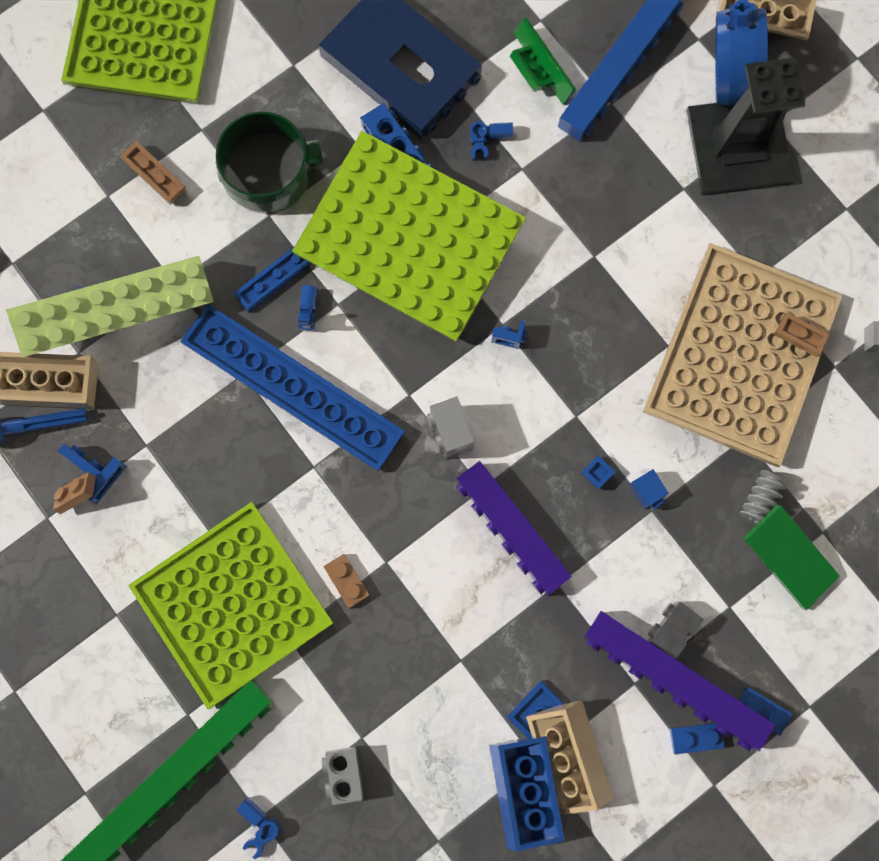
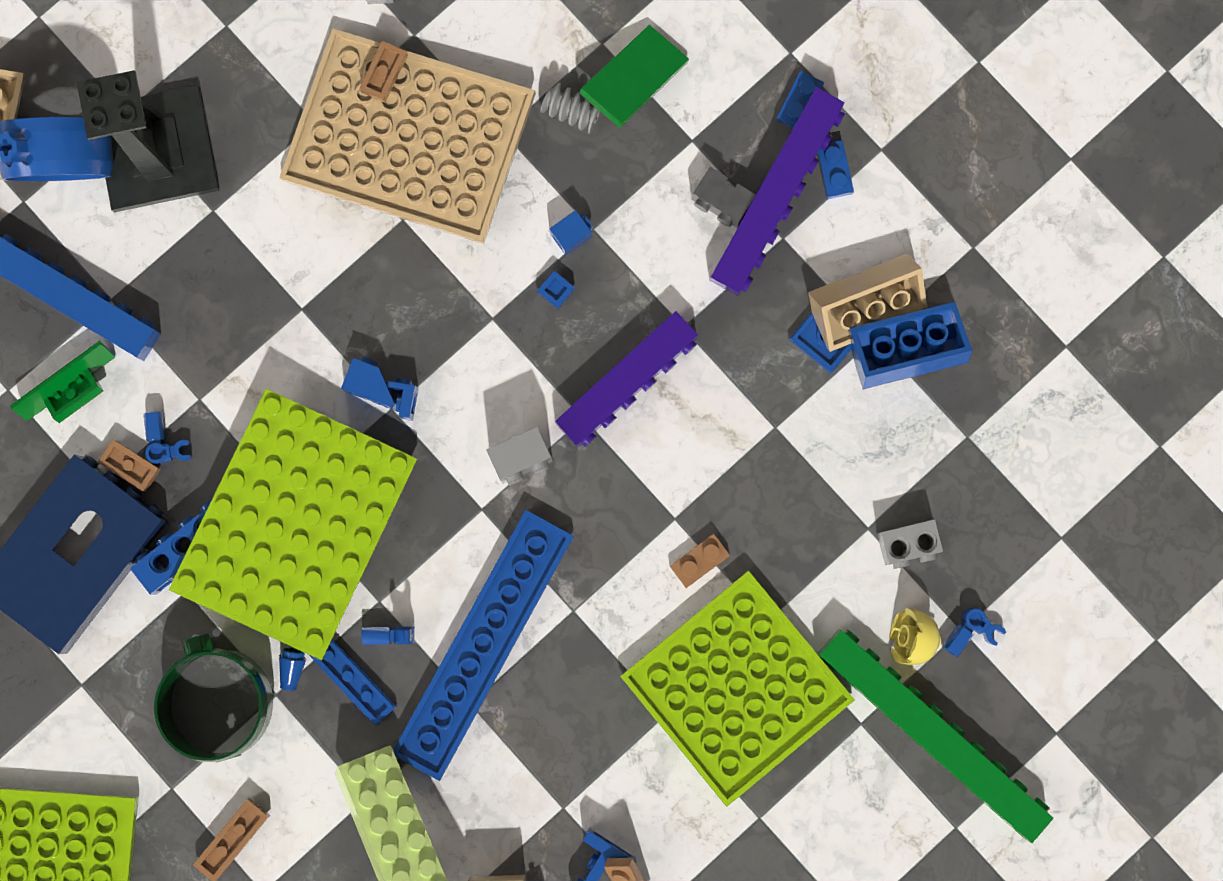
camera: 95 degrees left, 5 degrees up
(257, 771) = (915, 637): none -> light yellow cylinder
(288, 227) = (290, 668): none -> blue cone
(470, 109) = (129, 465): none -> medium nougat plate
(525, 305) = (368, 383): none -> blue slope

